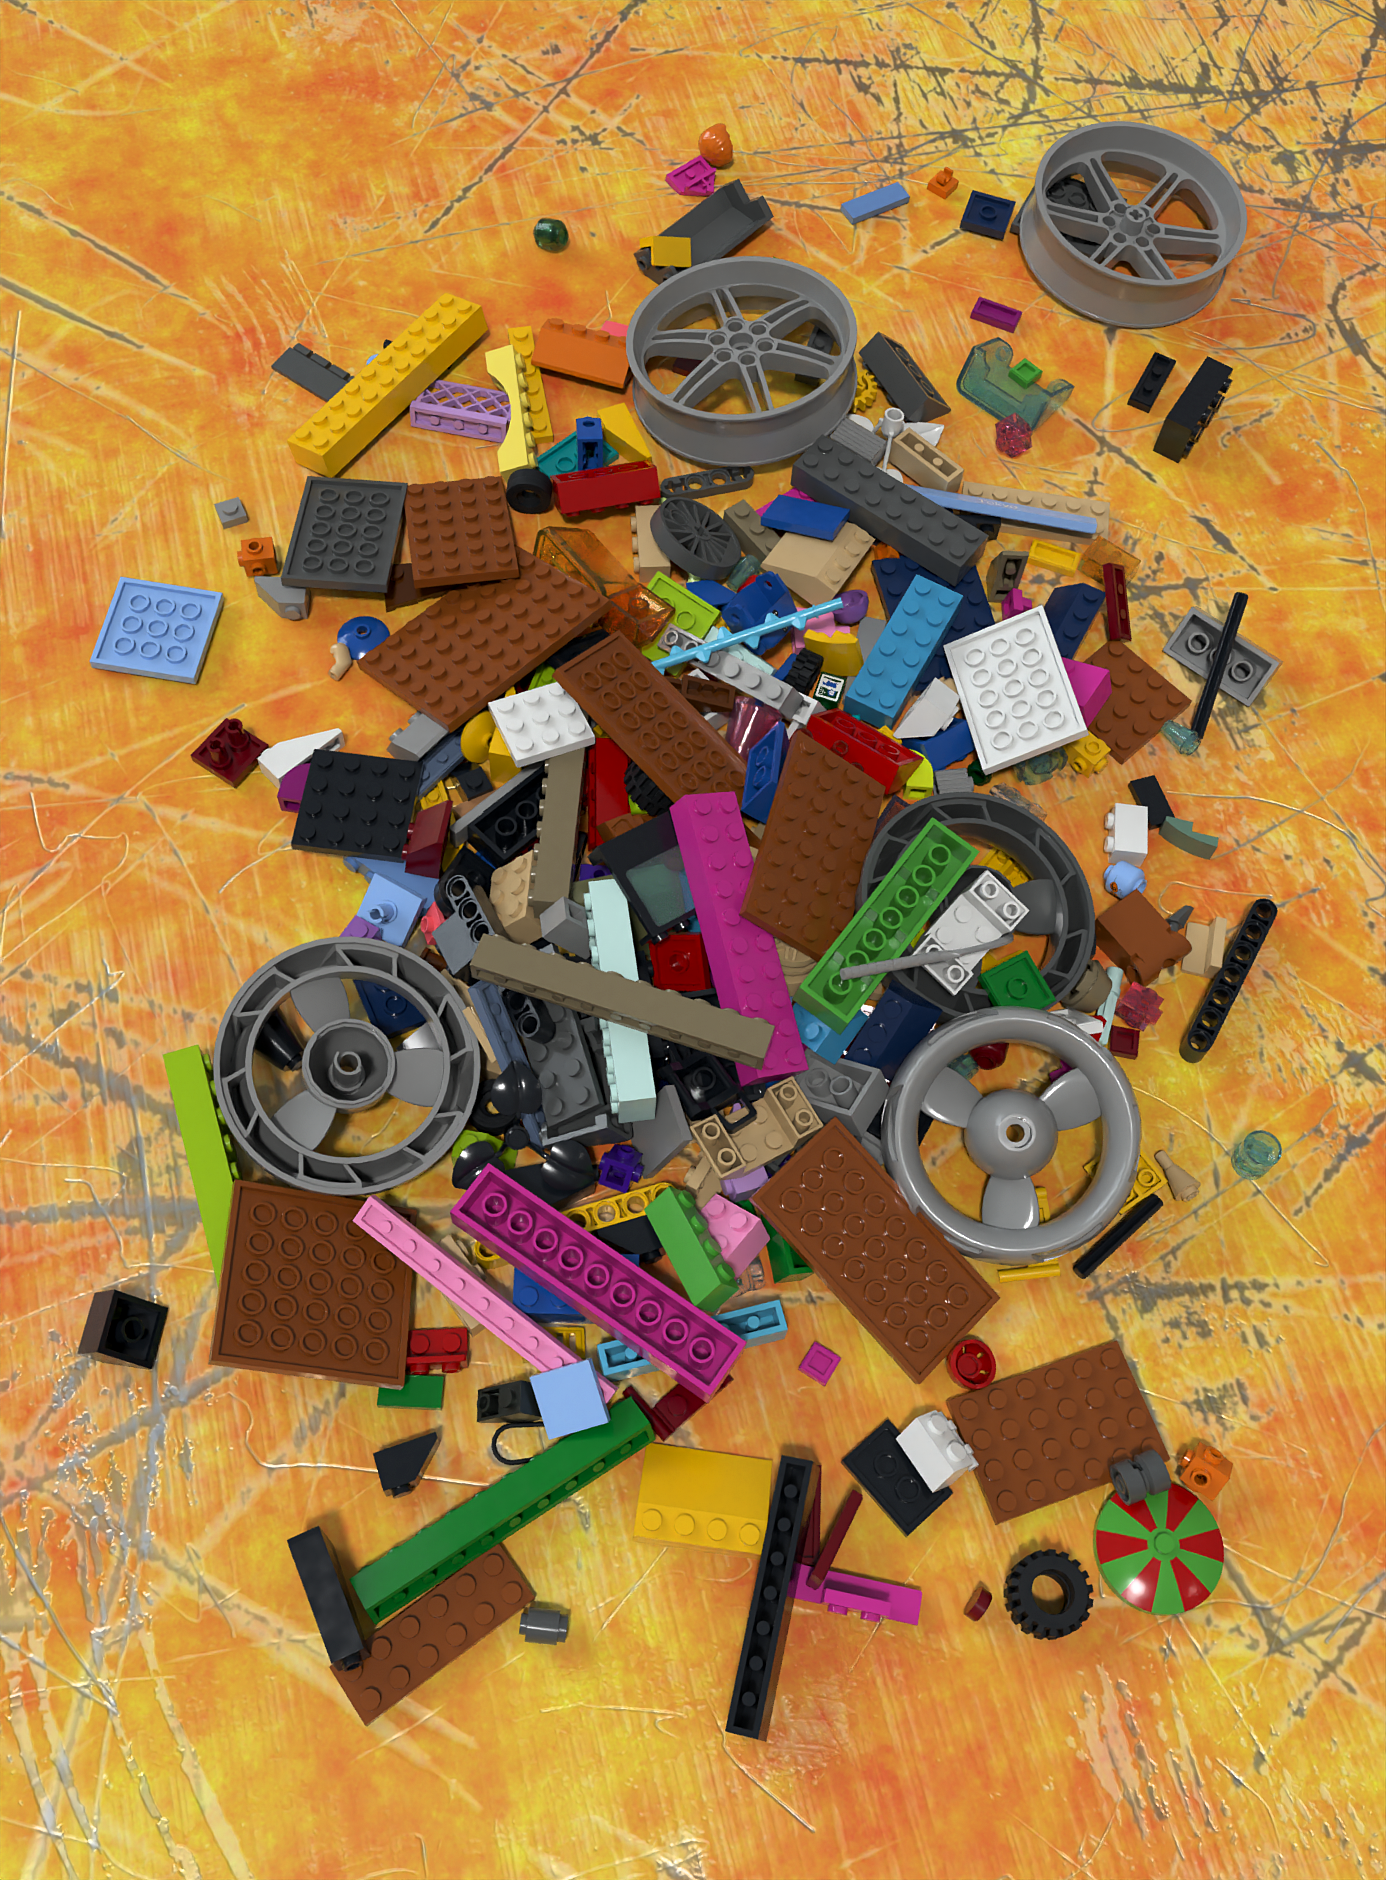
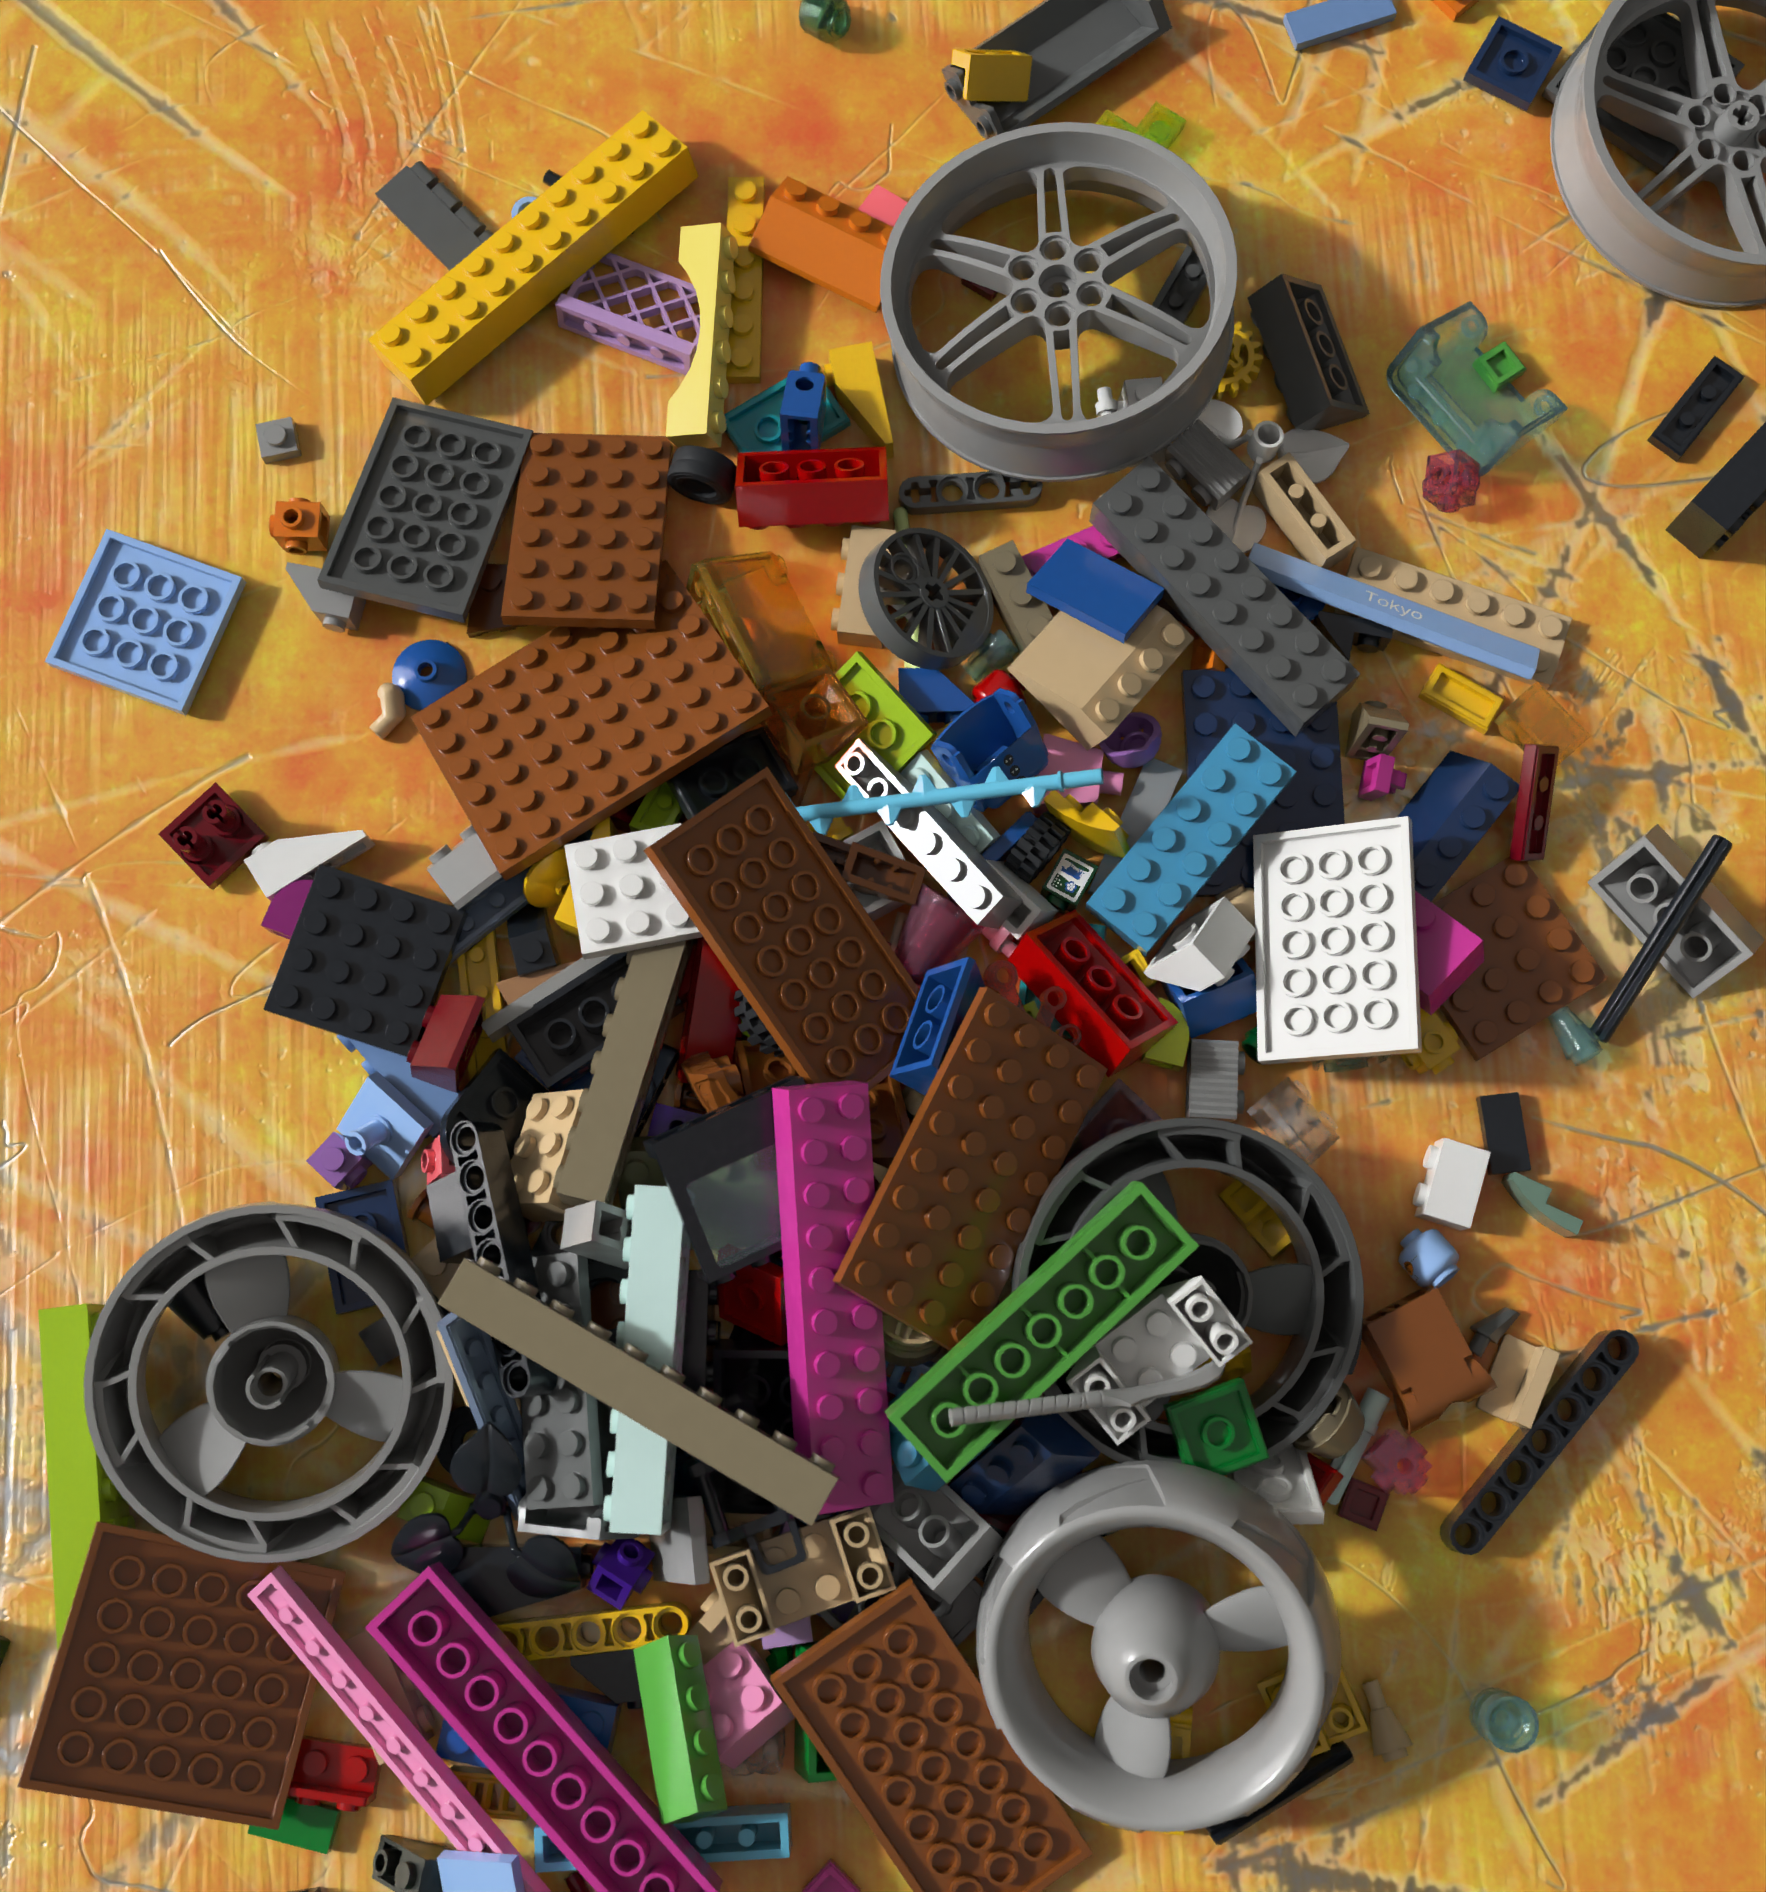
camera: 20 degrees right, 15 degrees up
(996, 315) = (1481, 250): magenta tile -> none

